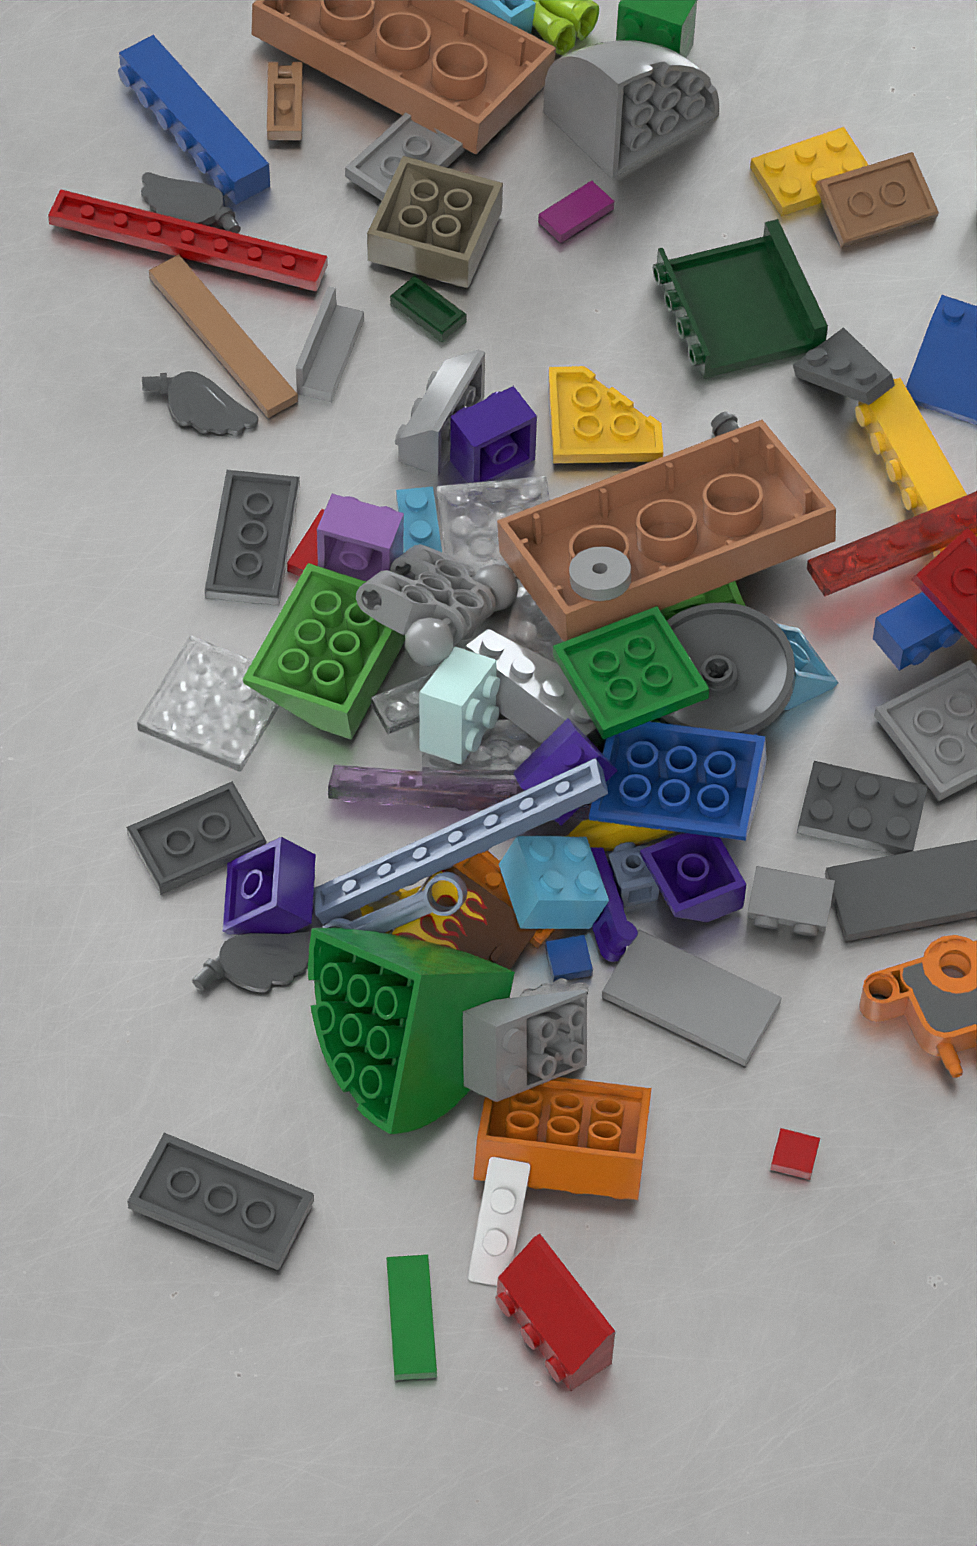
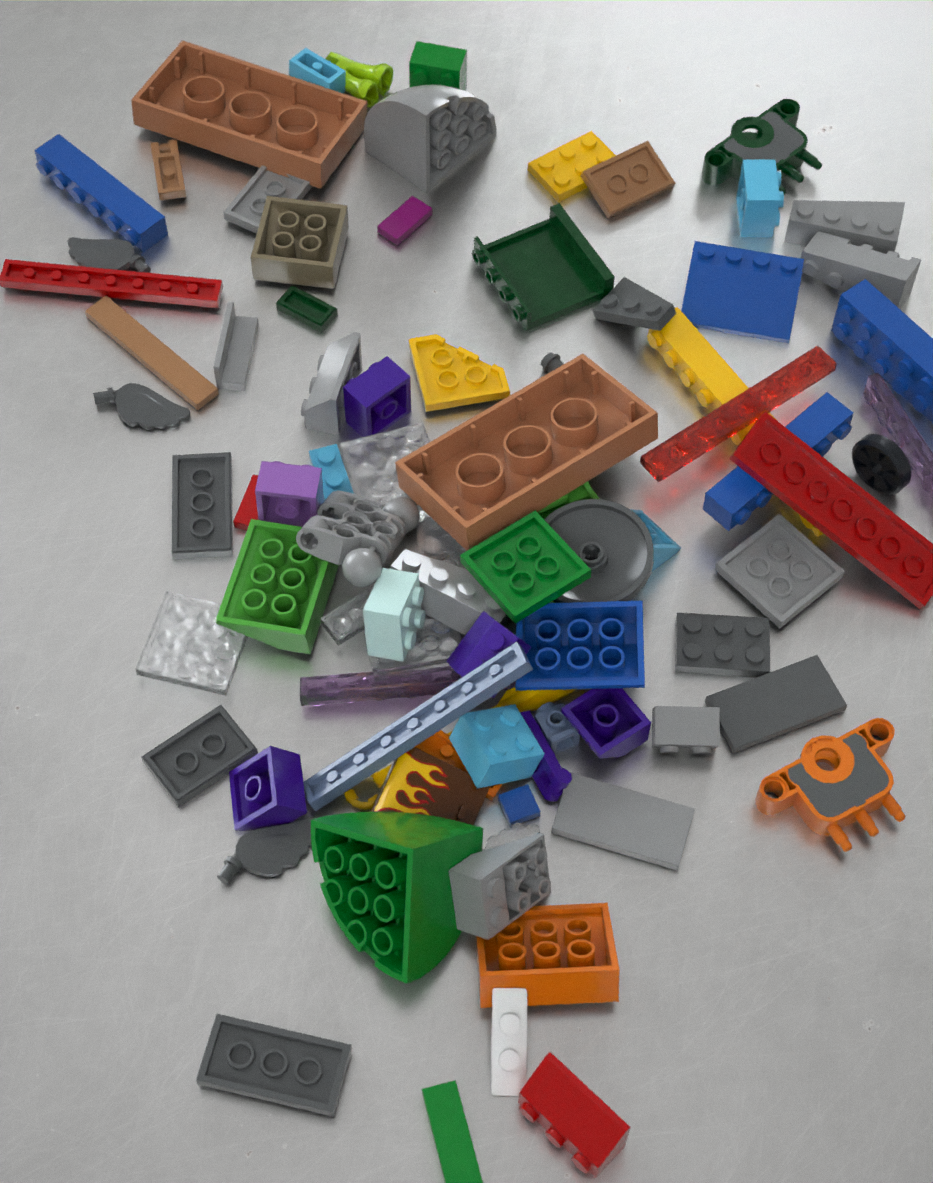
camera: 10 degrees left, 0 degrees up
(406, 909) = (381, 790): sand blue piece -> none
(600, 573) = (486, 491): light grey piece -> none
(795, 1153) = (734, 937): red tile -> none

